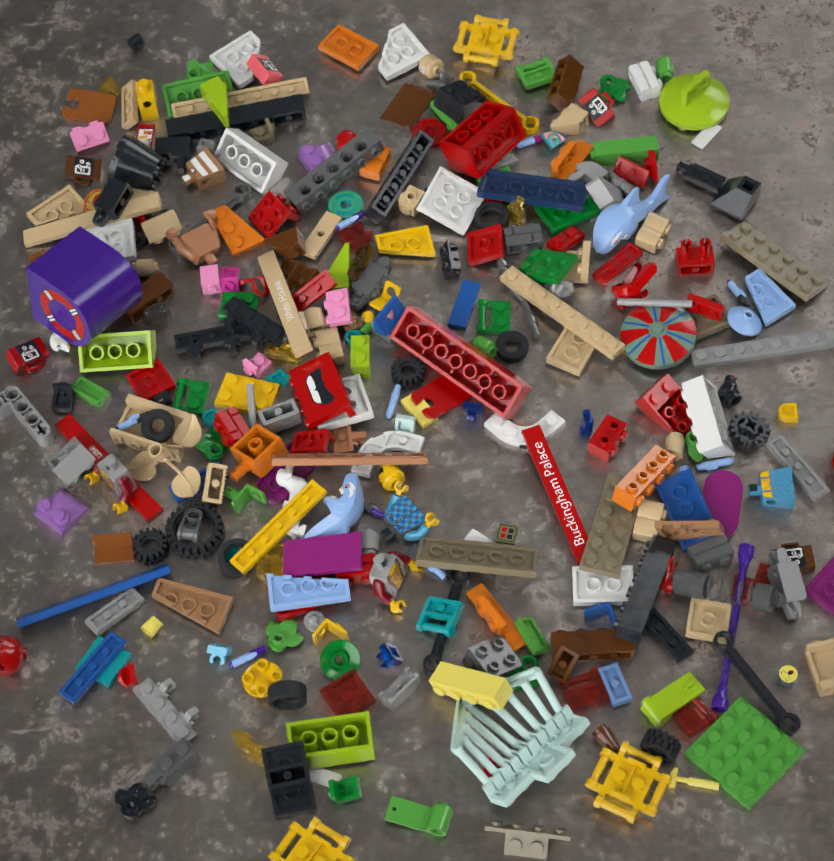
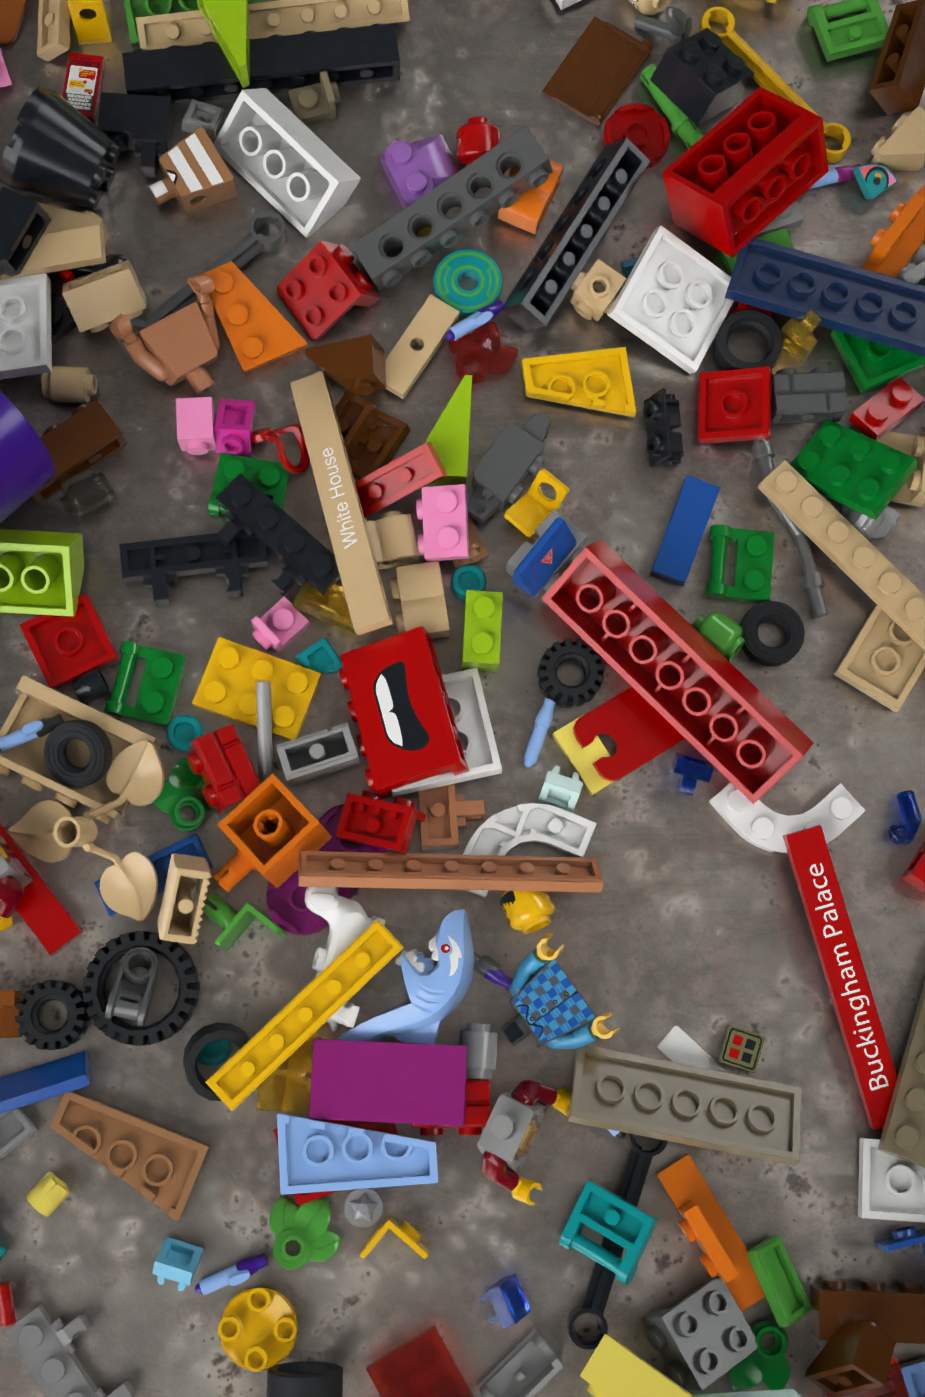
camera: 10 degrees left, 20 degrees up
(349, 655) = (409, 1305): green dish -> none
(360, 262) = (492, 422): dark brown hinge -> none
(368, 318) = (502, 551): arm -> none

